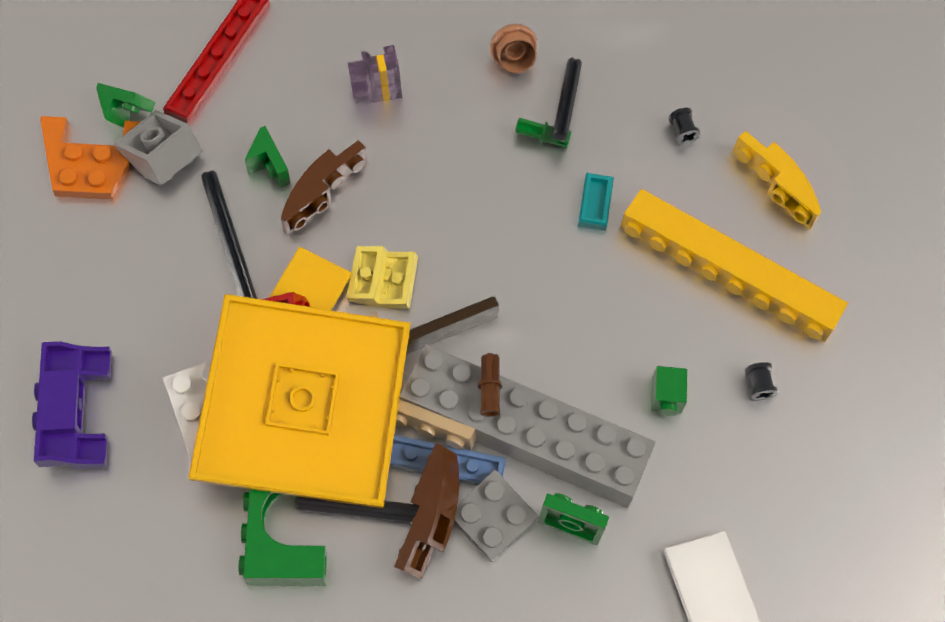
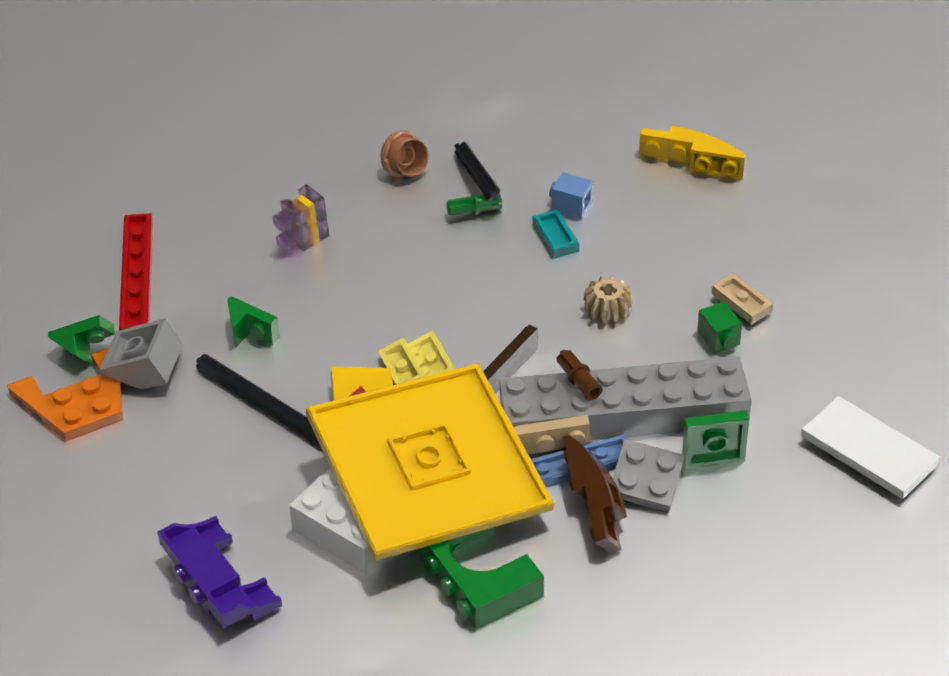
camera: 25 degrees left, 20 degrees down
(313, 188) = (310, 320): reddish brown slope -> none
(391, 511) = (528, 526): black axle -> none
(590, 293) = (608, 299): none -> tan gear
(635, 168) = (571, 195): none -> medium blue brick
(684, 126) = (587, 145): black bush -> none
(713, 368) = (742, 298): none -> tan plate
(733, 265) = (702, 223): yellow brick -> none
(761, 381) = (787, 289): black bush -> none

